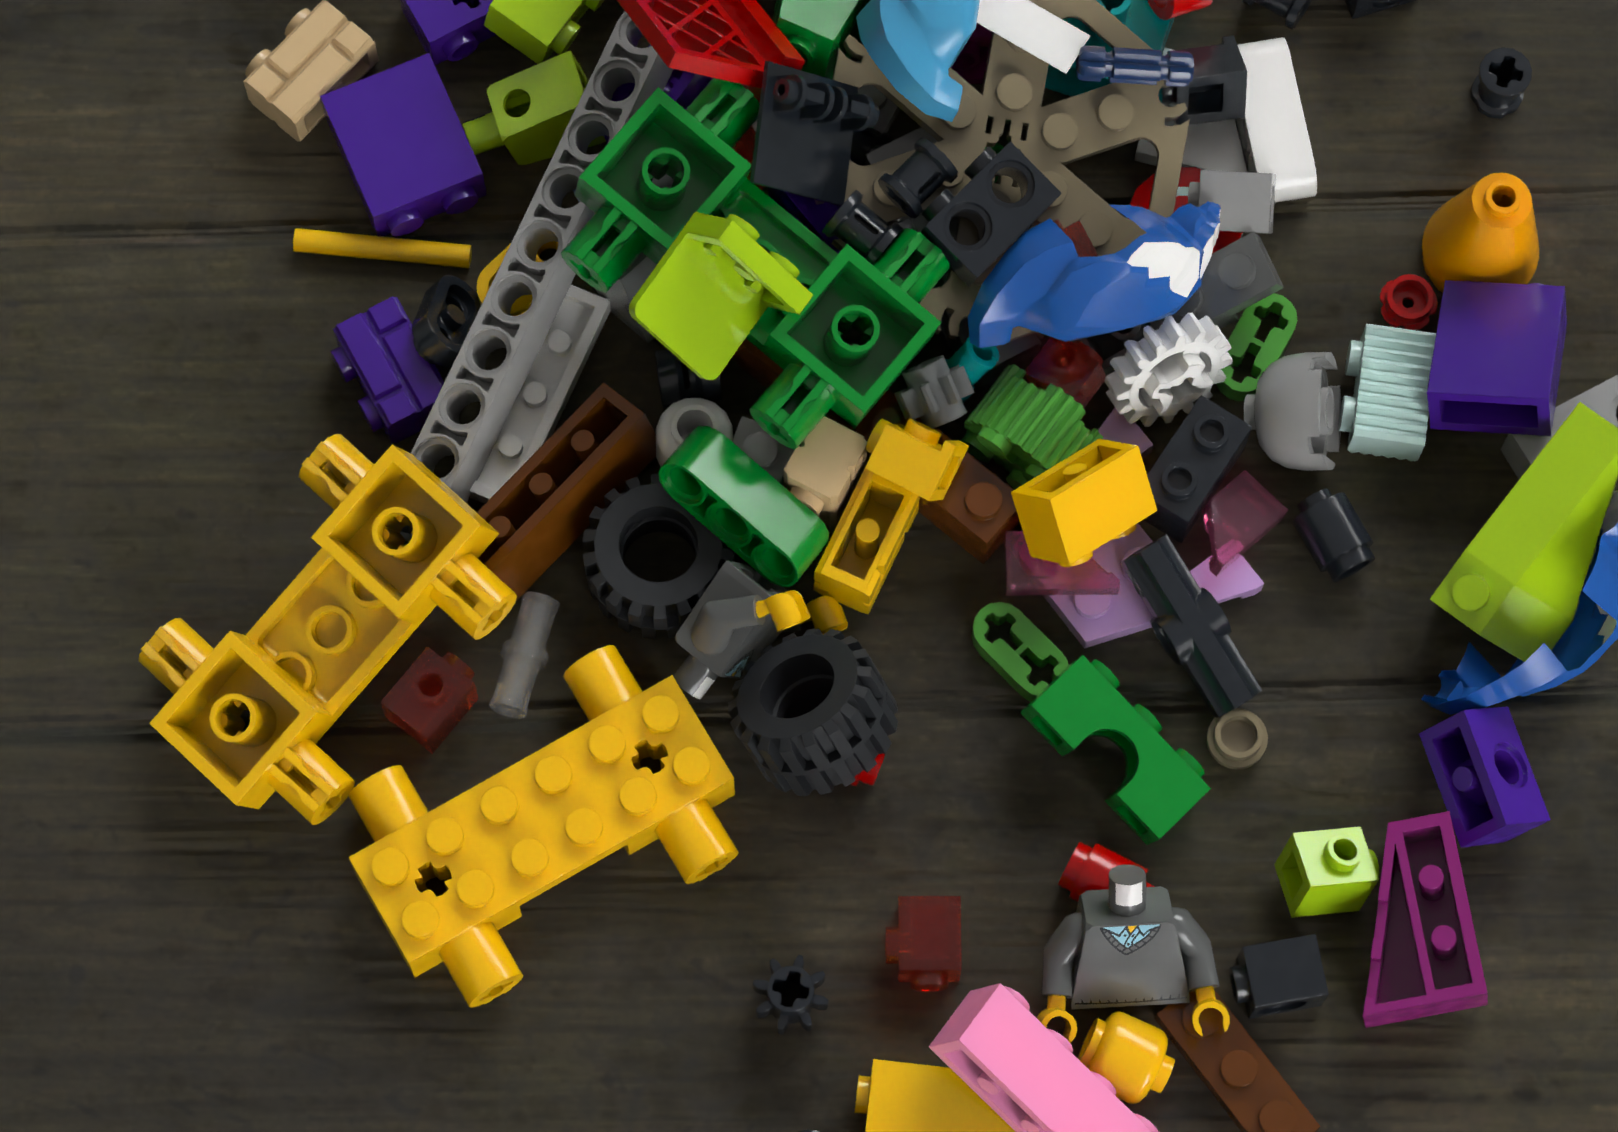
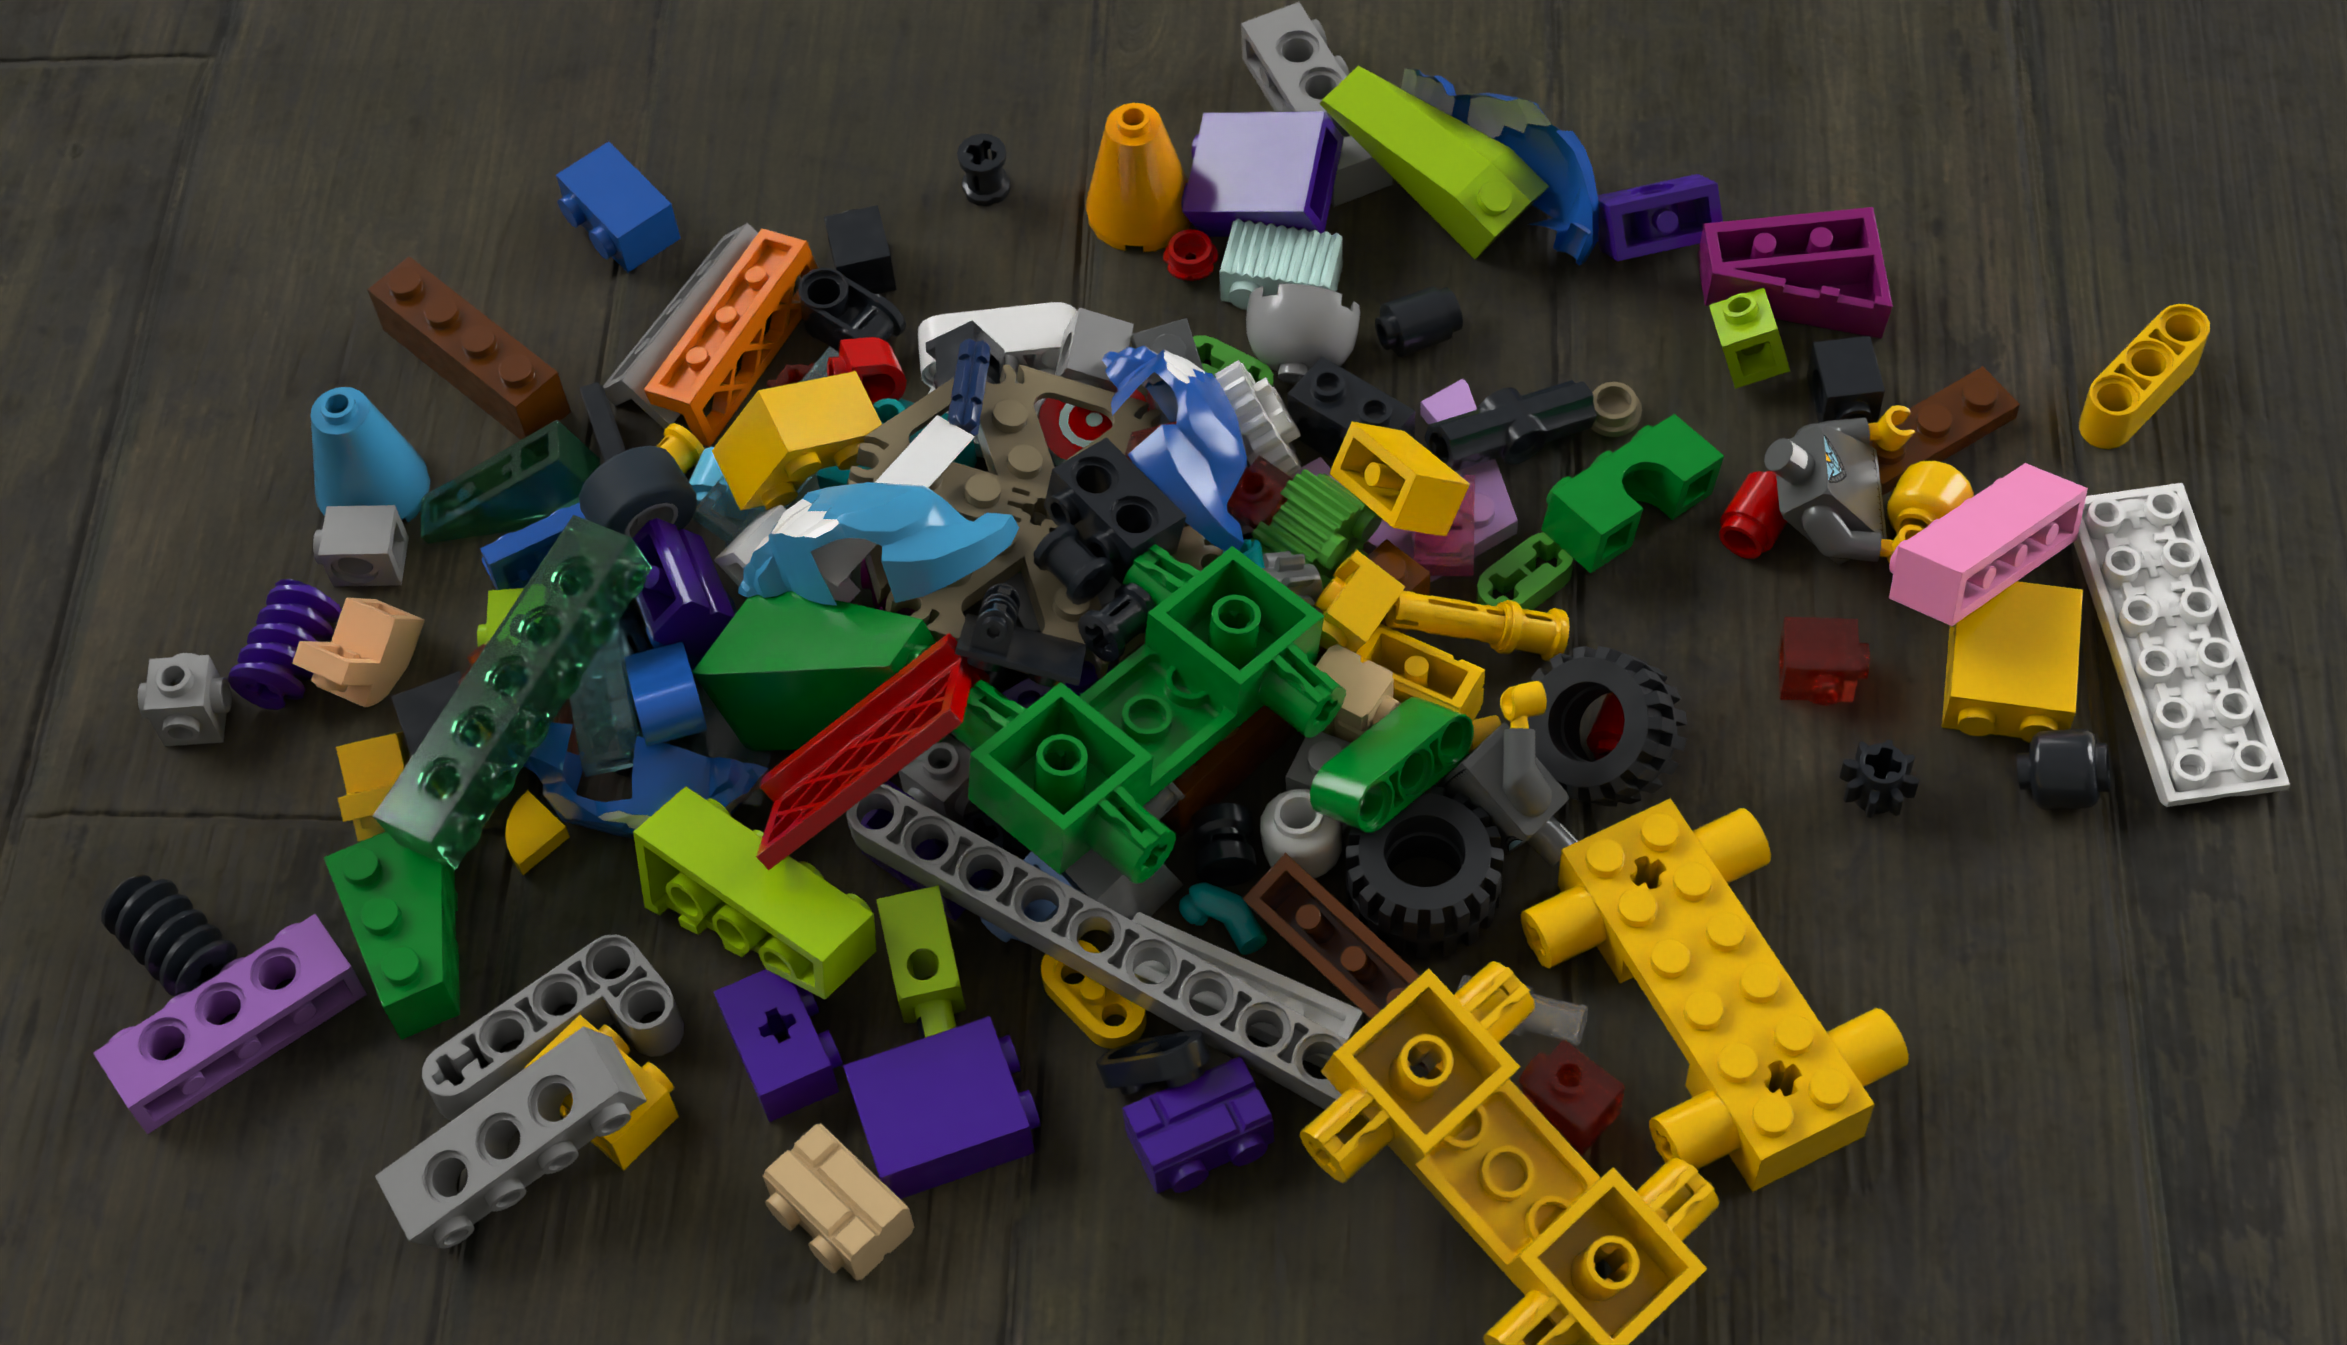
camera: 80 degrees left, 15 degrees down
(382, 248) = (1050, 1144): yellow bar -> none
(628, 371) = (1227, 907): none -> teal arm
(714, 291) = (1173, 722): lime bracket -> none
(941, 624) = (1502, 626): none -> yellow pin
(1238, 519) = (1413, 386): clear pink tile -> none

